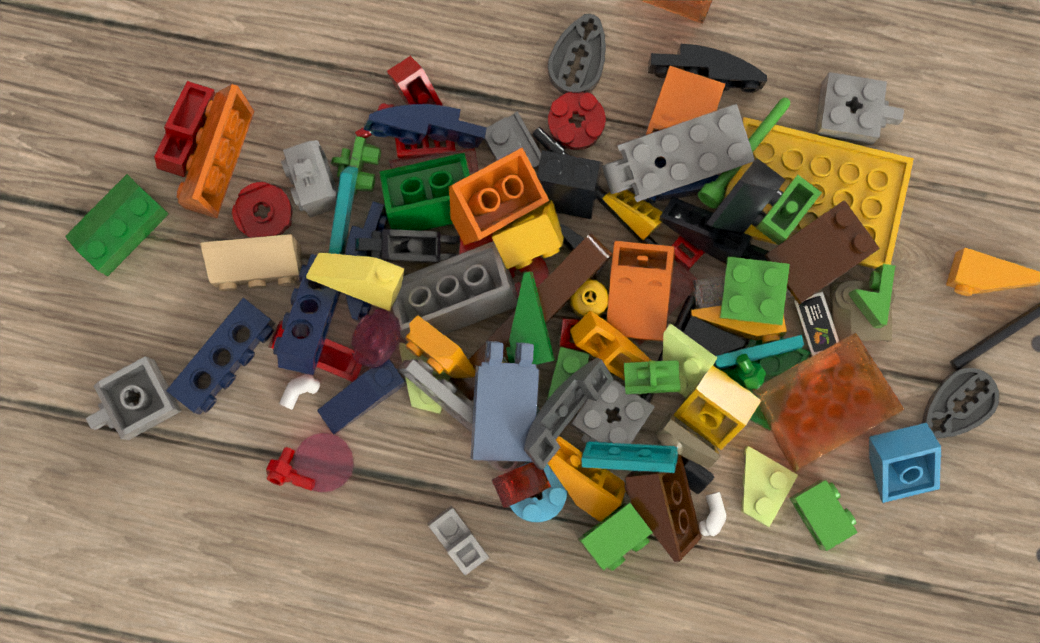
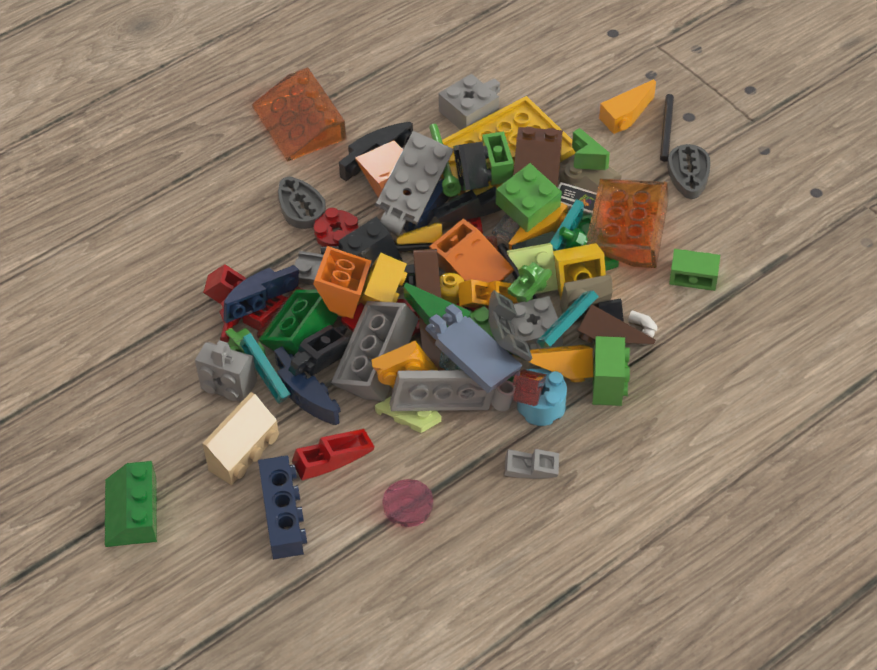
camera: 45 degrees left, 30 degrees down
(120, 391) = (256, 572): light grey hinge -> none
(182, 129) = (116, 425): red slope -> none
(216, 152) = (150, 408): orange slope -> none
(269, 196) = (201, 413): red plate -> none
(280, 471) = (390, 527): red piece -> none
(297, 386) = (343, 482): white arm -> none
(304, 353) = (310, 426): dark blue brick -> none
(359, 277) = (317, 378): light yellow slope -> none
(361, 396) = (387, 446): dark blue slope -> none
(375, 338) = (360, 405): clear pink tile -> none
(764, 486) = (651, 288): yellowish green wing -> none
(905, 462) = (700, 212): dark azure slope -> none

